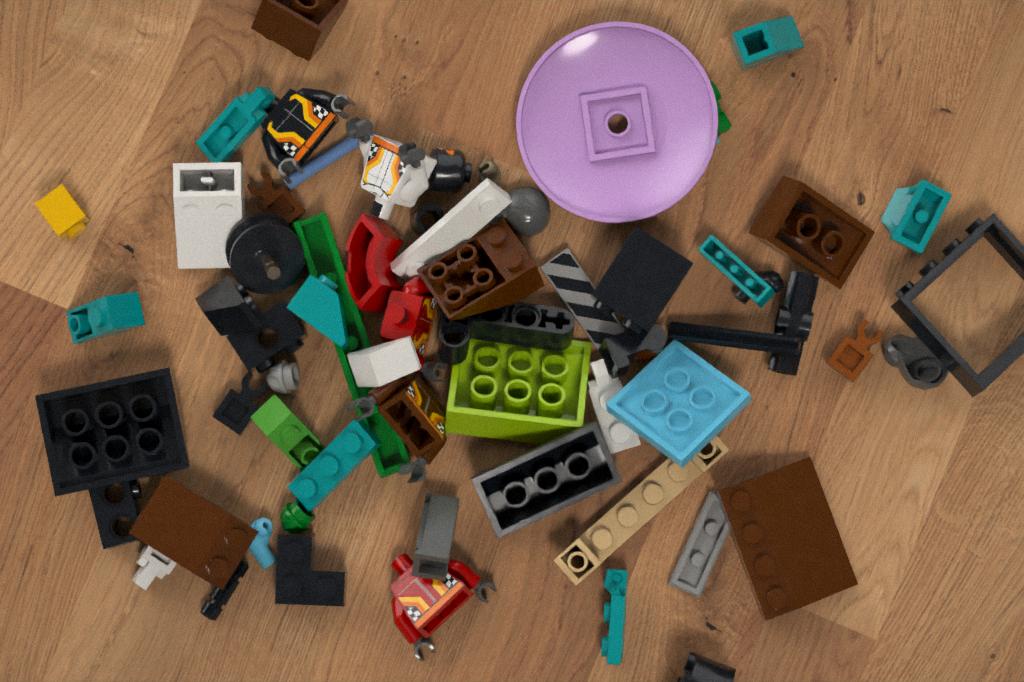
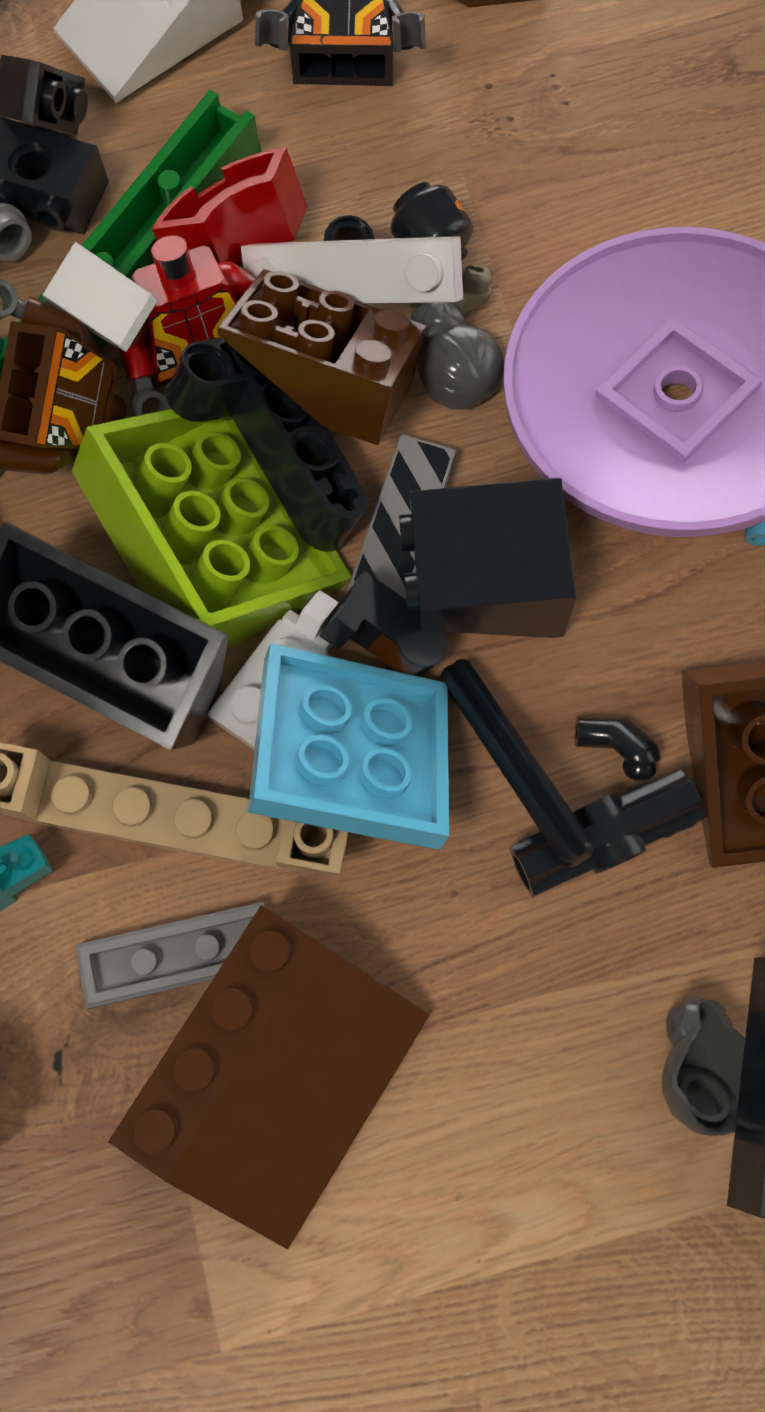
camera: 55 degrees right, 10 degrees down
(264, 253) = (137, 81): black wheel -> none
(277, 202) = (227, 72): reddish brown plate -> none
(321, 308) = (112, 181): teal slope -> none
(323, 161) = (335, 99): medium blue bar -> none
(391, 169) = (378, 156): torso -> none
(736, 271) = (614, 692): teal piece -> none
(852, 355) = (631, 959): dark orange plate -> none

